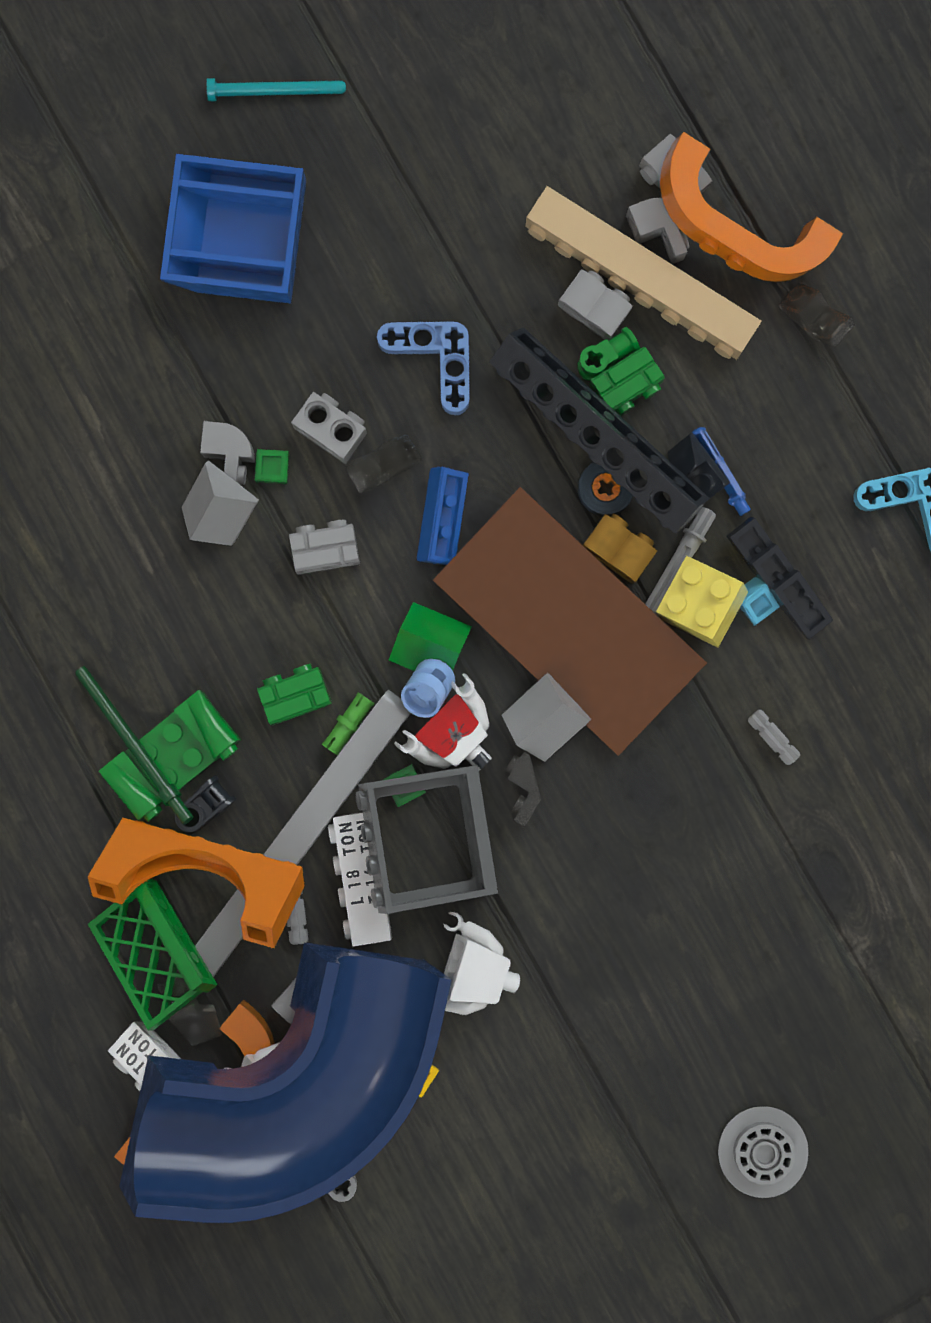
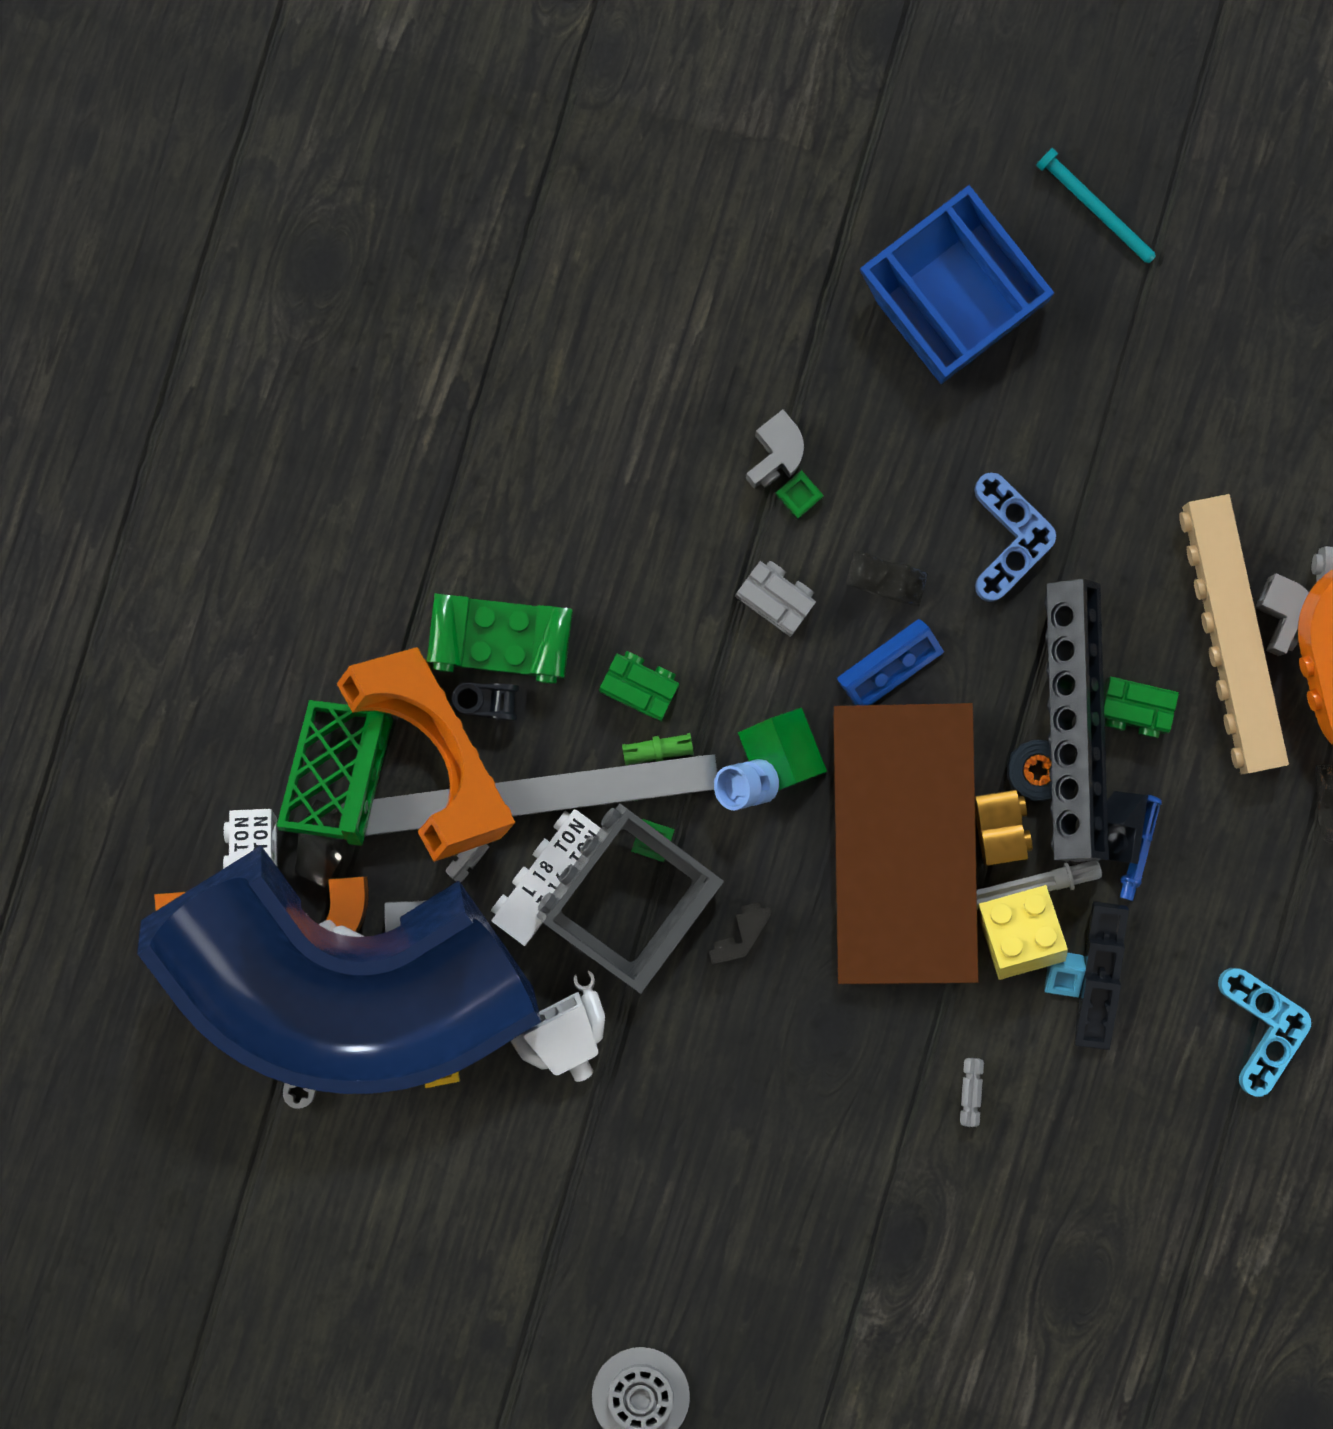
camera: 50 degrees right, 0 degrees up
(168, 793) = (471, 664): dark green bar -> none
(217, 507) = (726, 484): light grey slope -> none
(325, 433) = (865, 510): light grey brick -> none
(453, 732) = (731, 837): torso -> none
(544, 718) = (811, 898): light grey slope -> none
(595, 304) = (1174, 621): light grey brick -> none
(606, 353) = (1144, 669): green connector -> none

